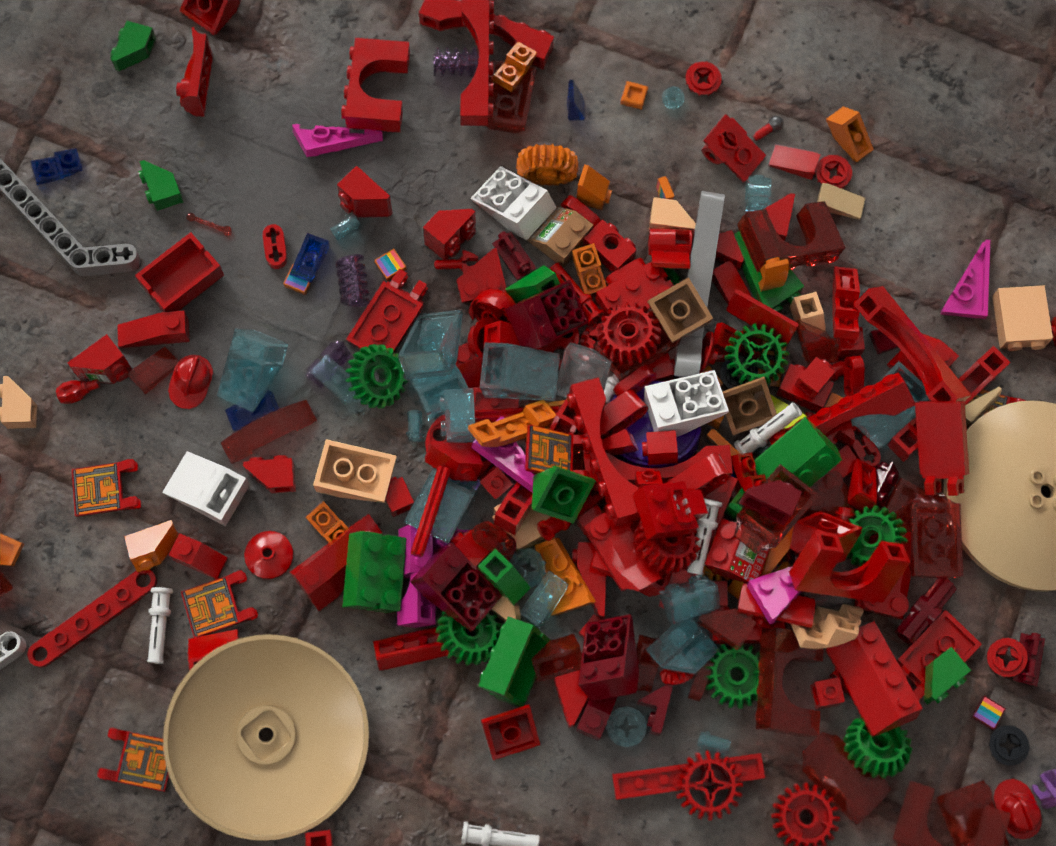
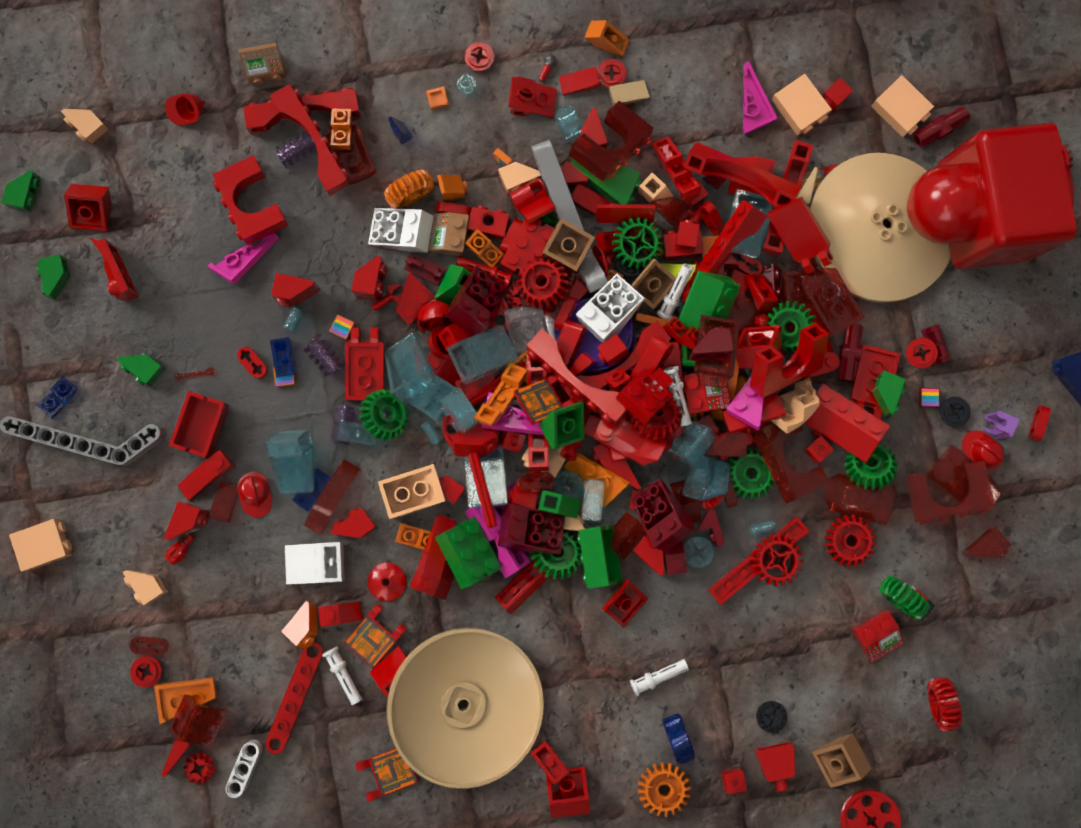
camera: 30 degrees left, 10 degrees up
(100, 488) = (241, 607): flag -> none
(774, 274) = (617, 178): orange slope -> none

